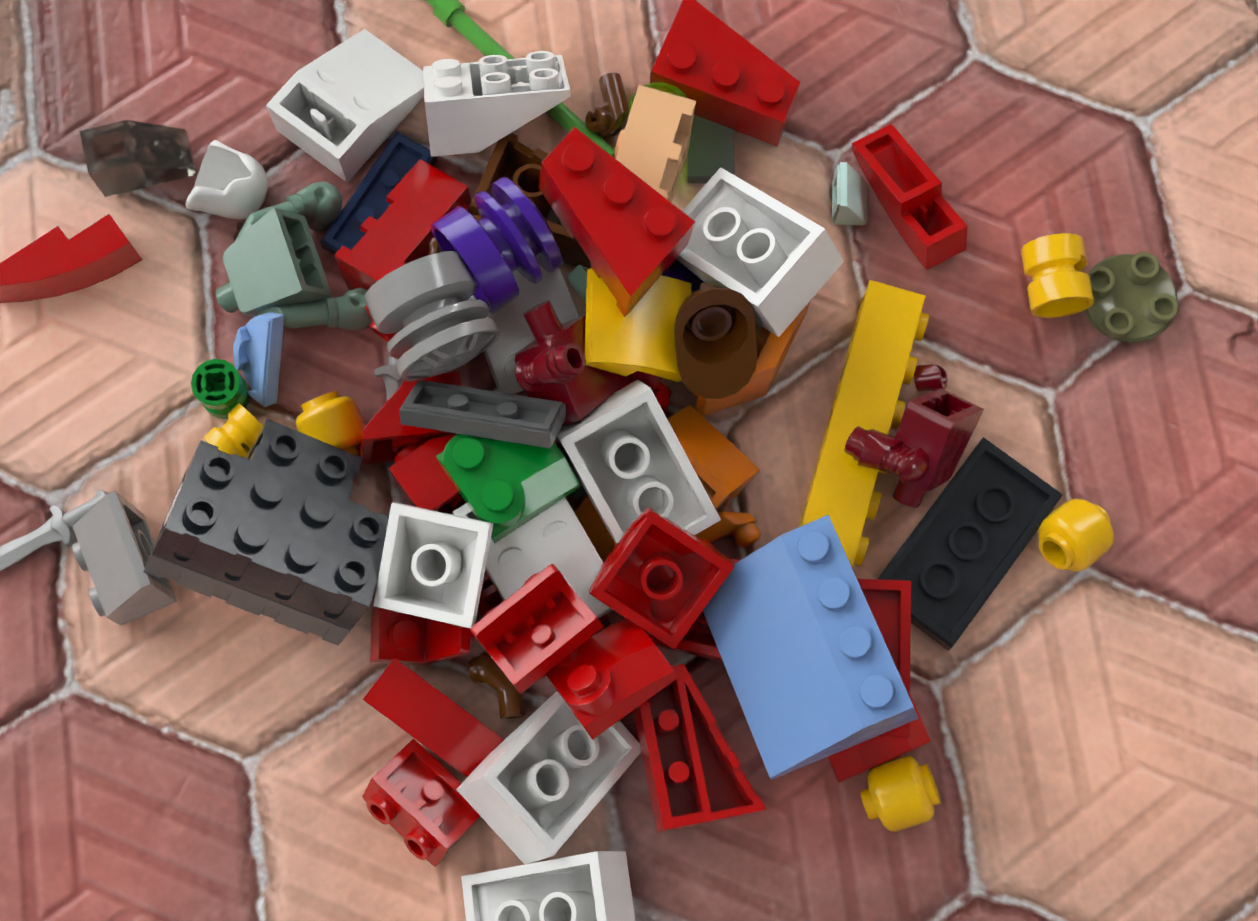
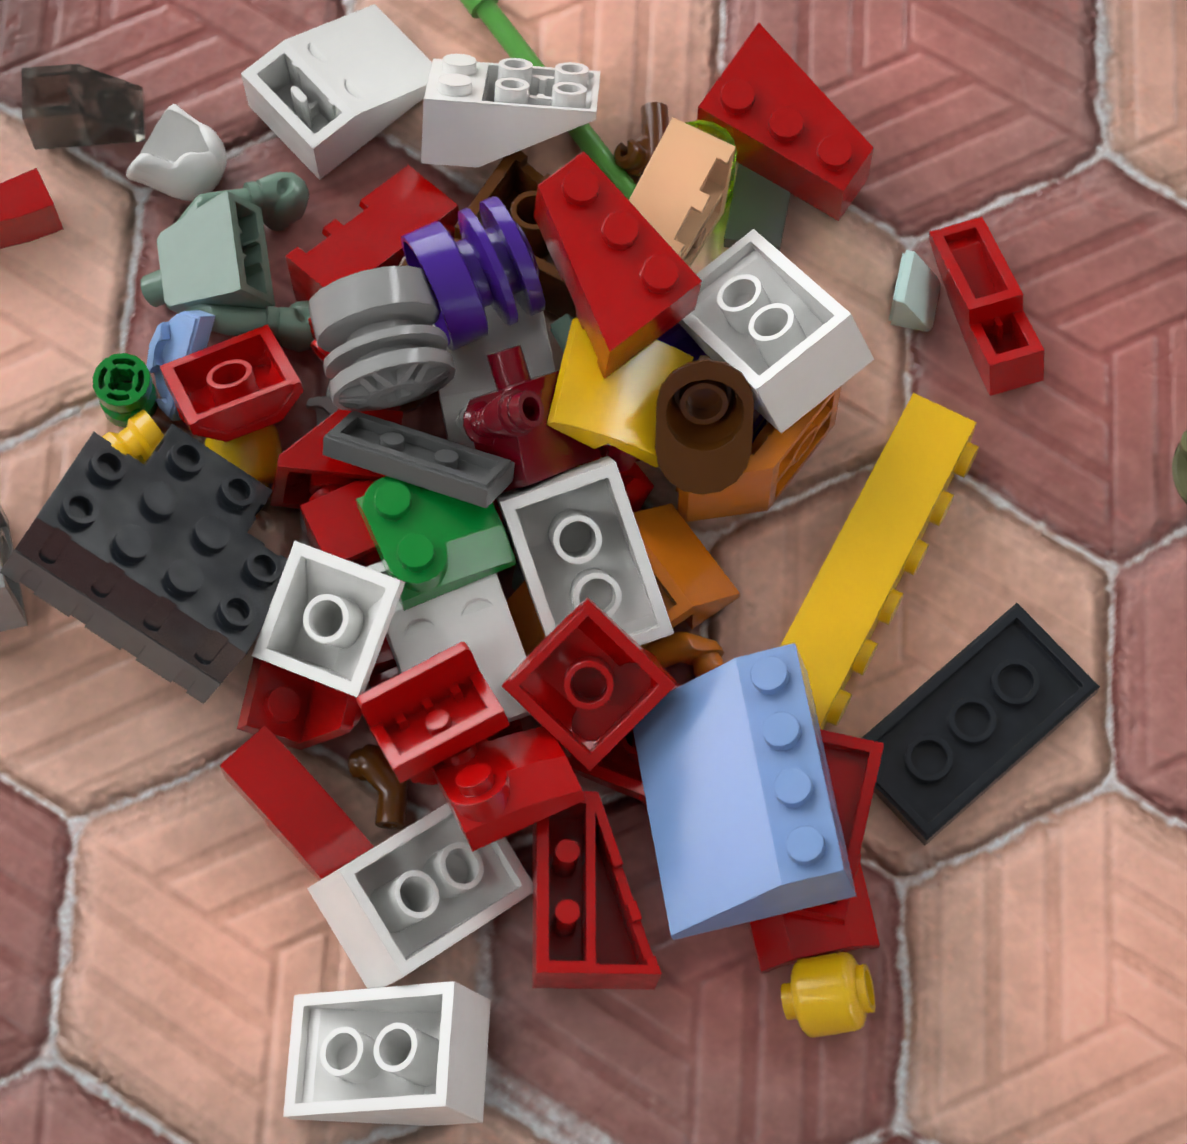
camera: 15 degrees right, 5 degrees down
(311, 373) = (233, 386): none -> red slope
(371, 194) = (342, 198): dark blue tile -> none
(420, 803) = (263, 901): red bracket -> none
(927, 440) = (942, 589): dark red torso -> none
(1056, 269) = (1146, 432): yellow wheel -> none
(1075, 535) = (1102, 735): yellow head -> none

